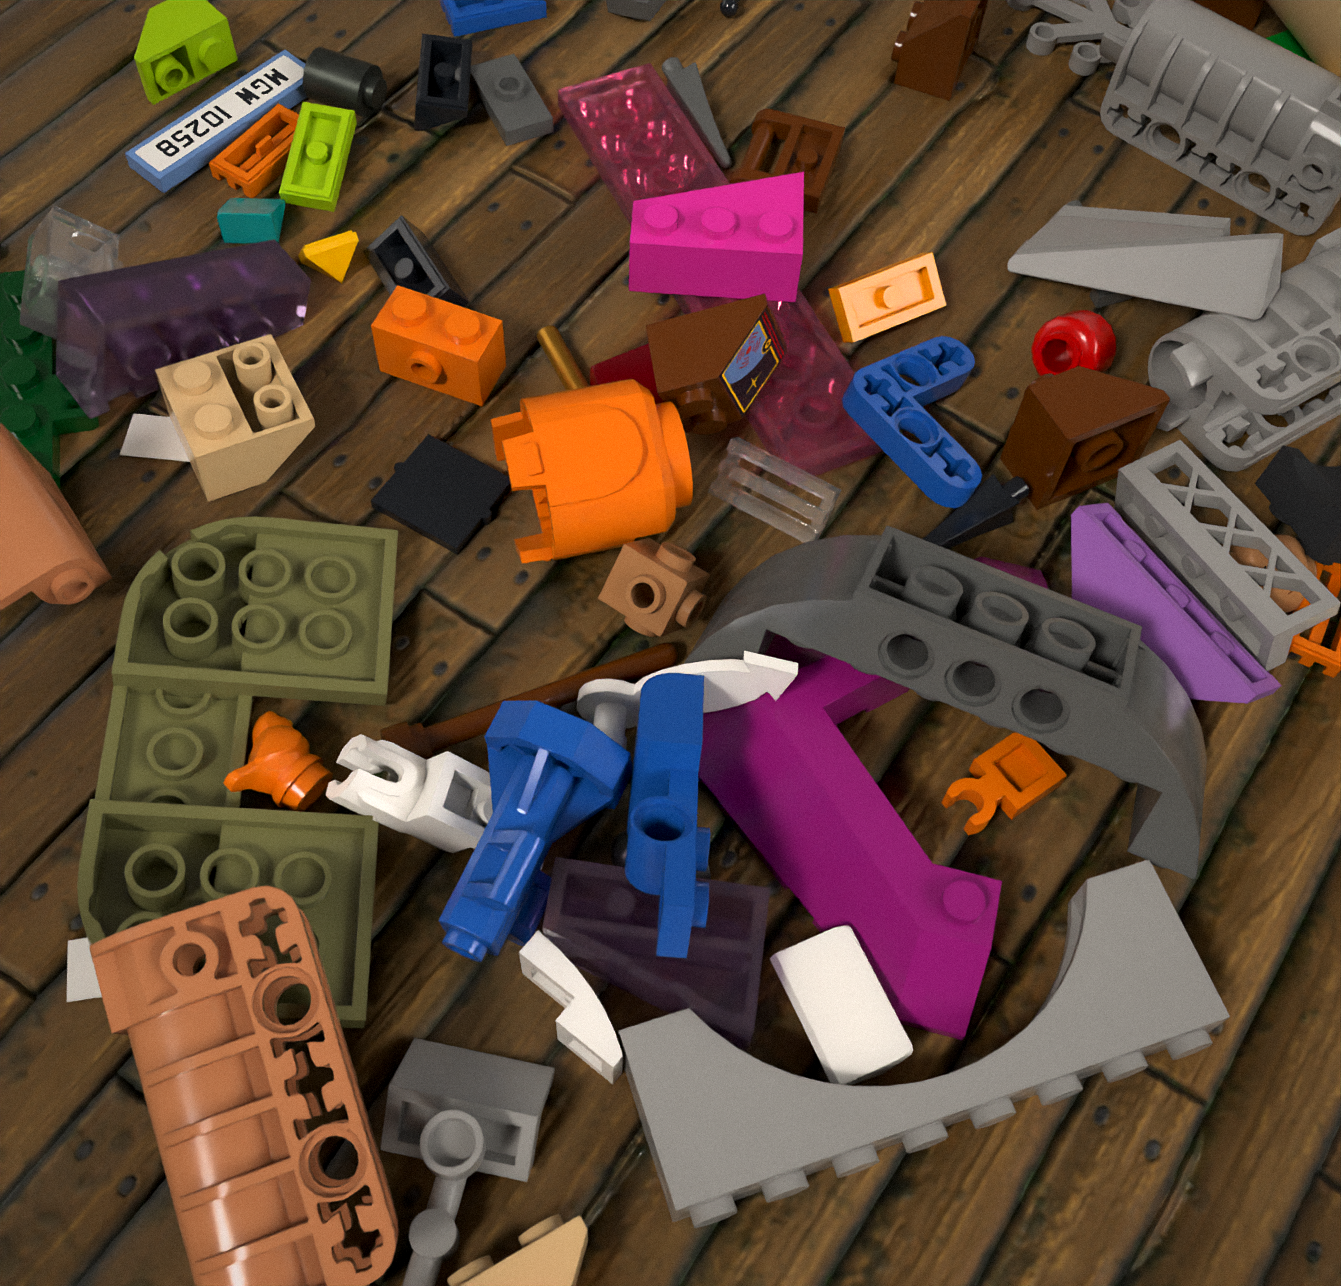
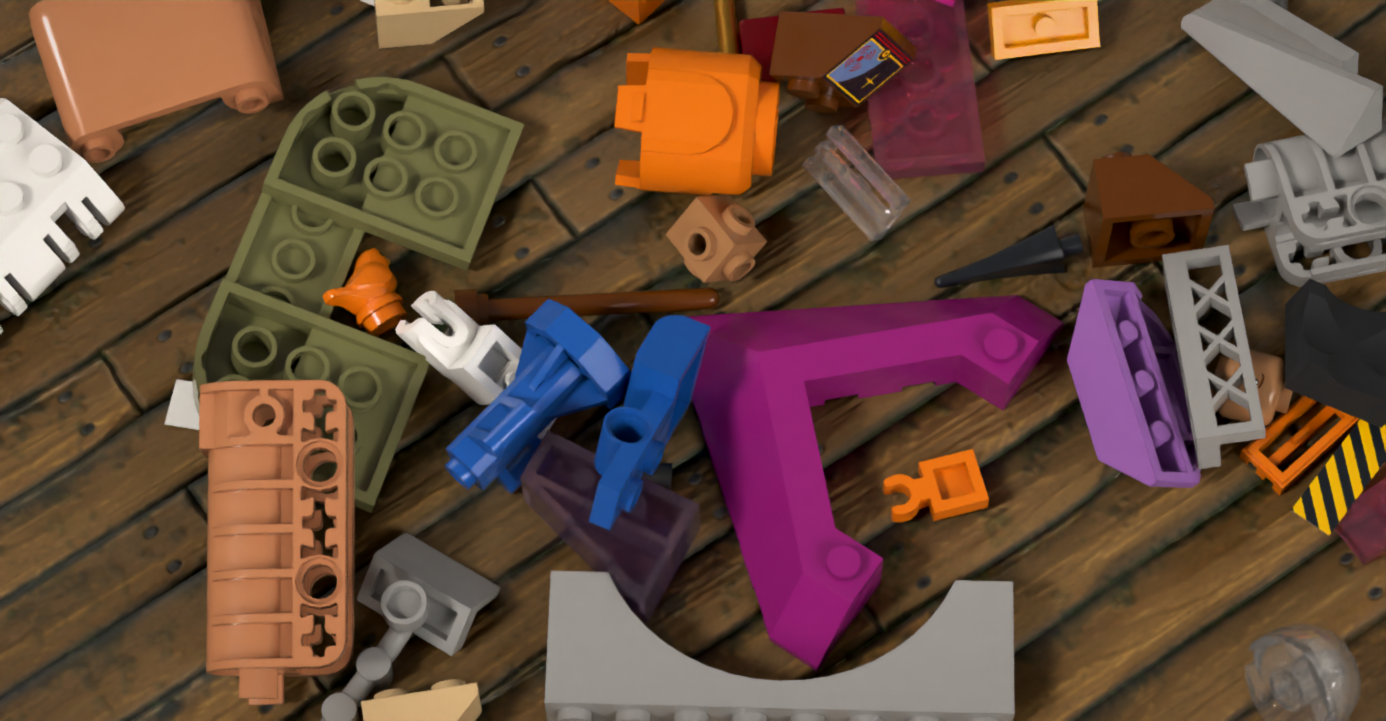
camera: 25 degrees right, 5 degrees up
(442, 494) = (572, 98): black piece -> none
(584, 1022) = (528, 556): white slope -> none
(728, 683) = (725, 340): white brick -> none
(842, 1006) = (728, 612): white slope -> none
(887, 403) = (997, 141): blue beam -> none
(994, 651) = (953, 387): dark grey slope -> none
(1074, 341) = (1191, 127): red head -> none

